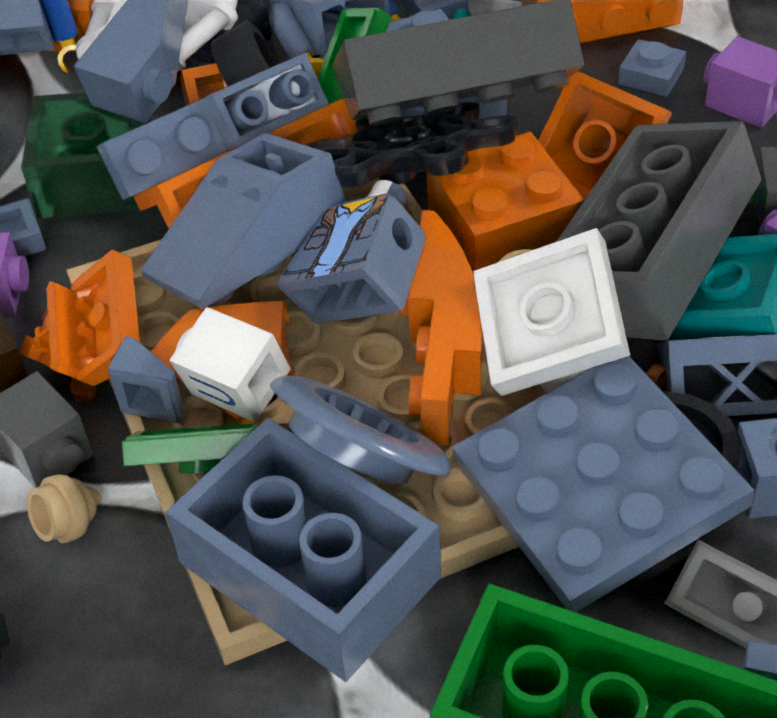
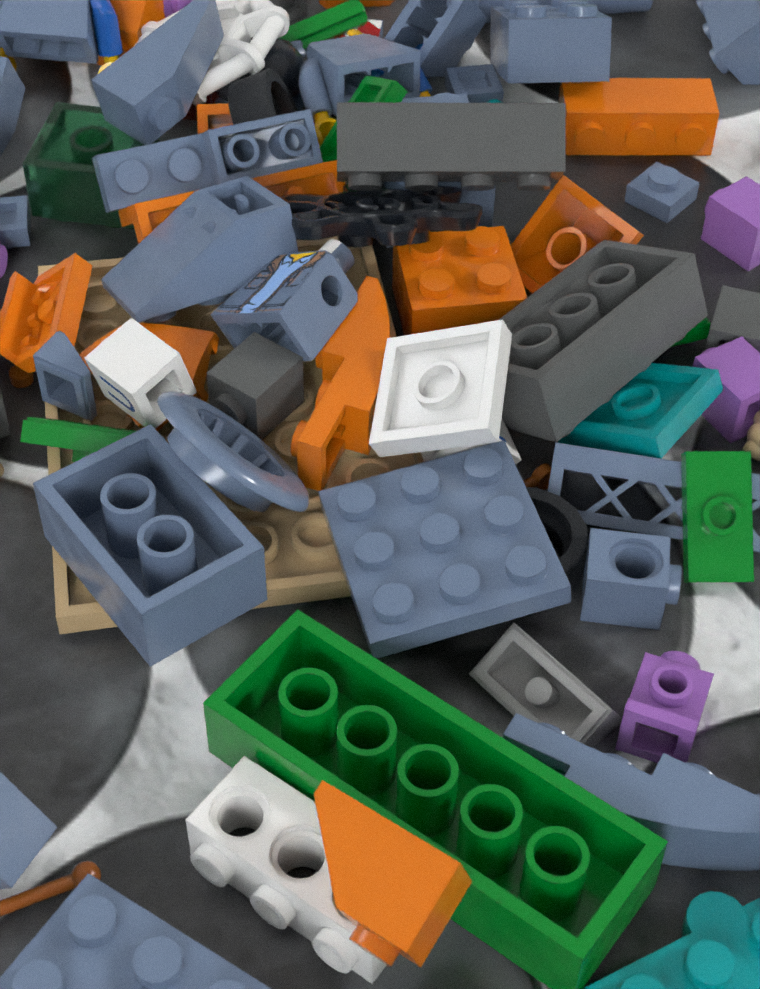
camera: 10 degrees right, 0 degrees up
(348, 345) = (257, 384): none -> dark grey brick

